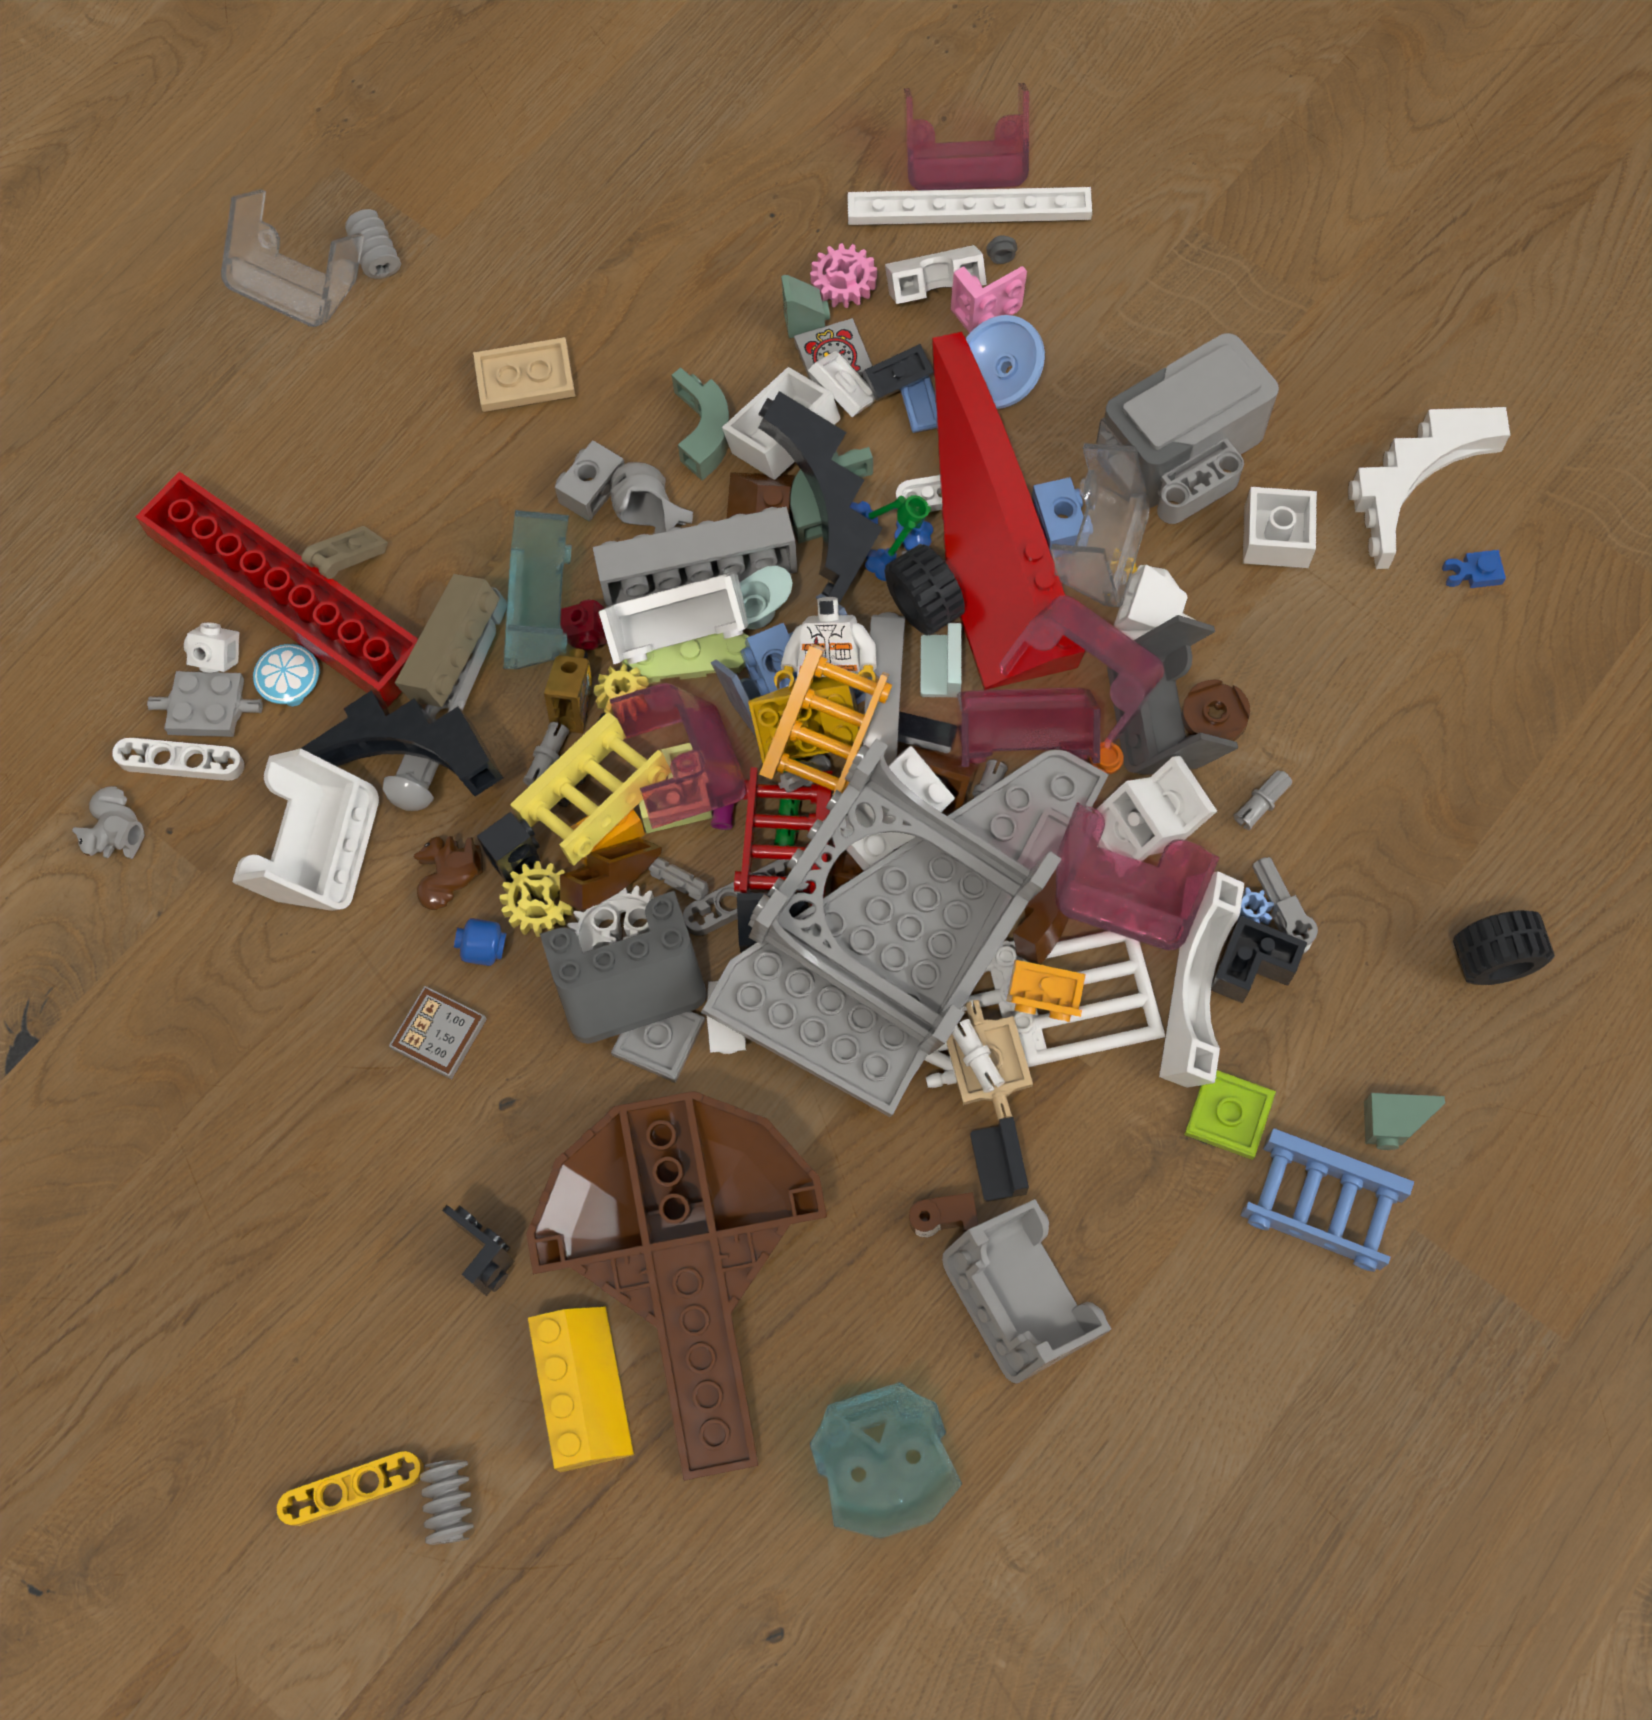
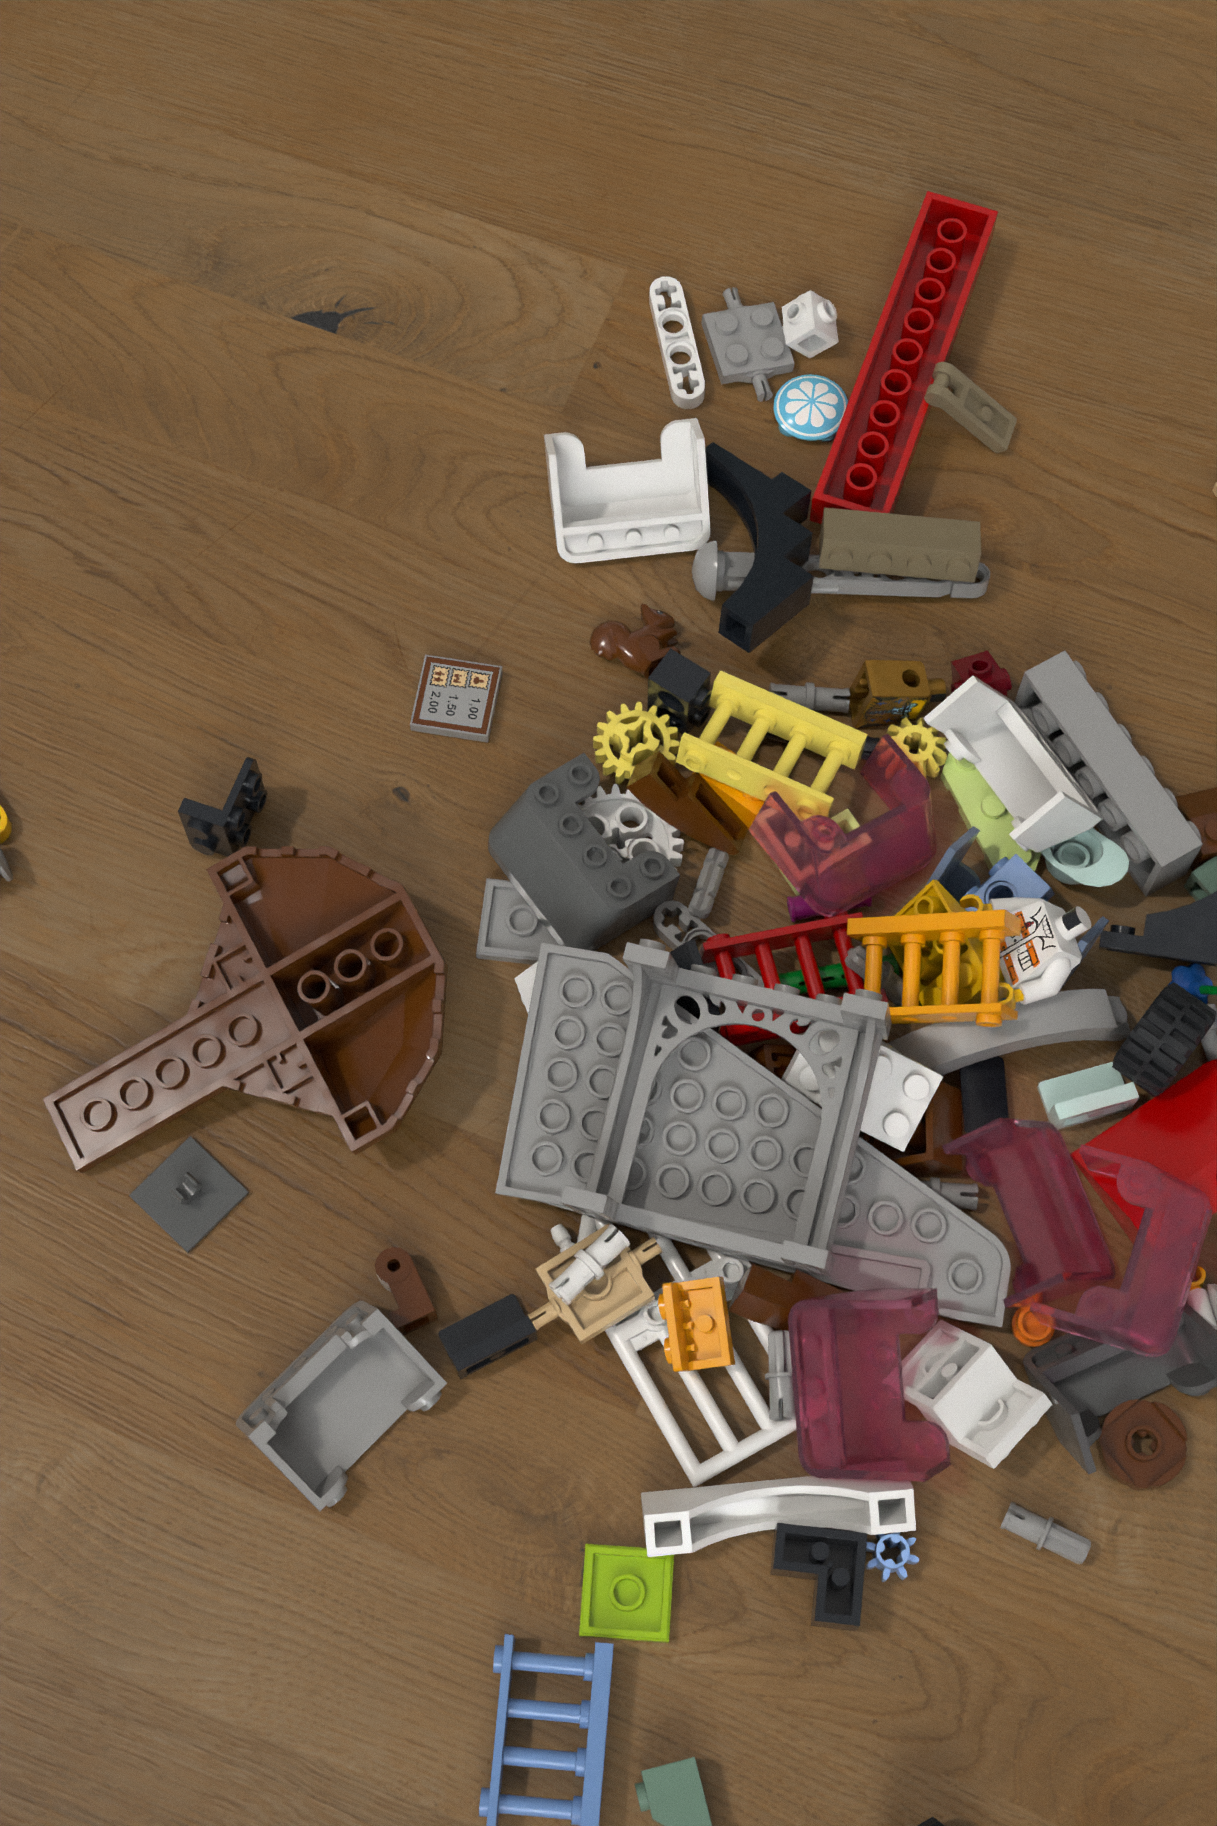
camera: 70 degrees right, 0 degrees up
(115, 827) = (579, 312): light grey animal -> none
(480, 942) = (567, 703): blue head -> none
(535, 589) = (993, 615): clear light blue windscreen -> none
(580, 1387) = (113, 963): yellow slope -> none
(588, 496) = (1178, 647): light grey brick -> none
(641, 498) = (1164, 691): light grey piece -> none
(805, 1376) = (189, 1194): none -> dark grey piece
(894, 1493) = (82, 1321): clear light blue brick -> none
(1101, 941) = (780, 1376): none -> light grey axle
(1286, 910) = (911, 1592): light grey connector -> none

